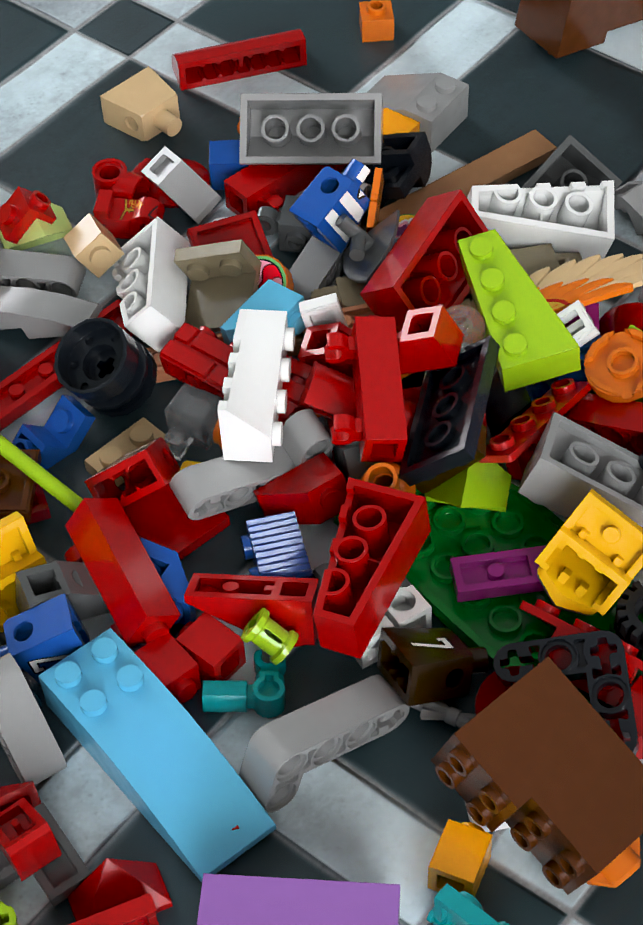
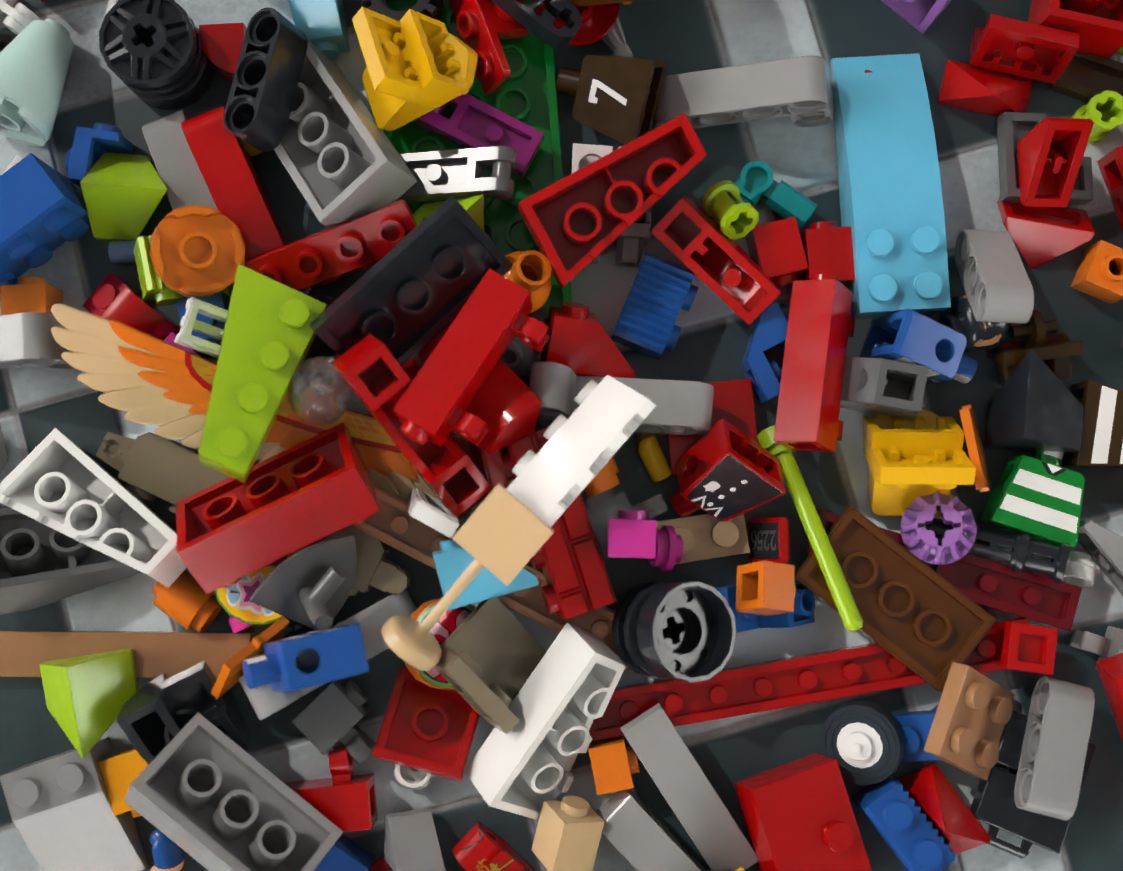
camera: 145 degrees left, 35 degrees up
(56, 423) = (765, 588): none -> orange plate
(70, 473) = (768, 539): none -> slope
(93, 288) = (612, 764): none -> orange plate
(149, 412) = (668, 549): none -> dark pink plate
(177, 389) = (631, 535): none -> dark pink plate
(276, 250) = (500, 538): none -> tan piece
(457, 152) = (88, 693): none -> lime slope
(495, 522) = (460, 173): none -> dark grey plate

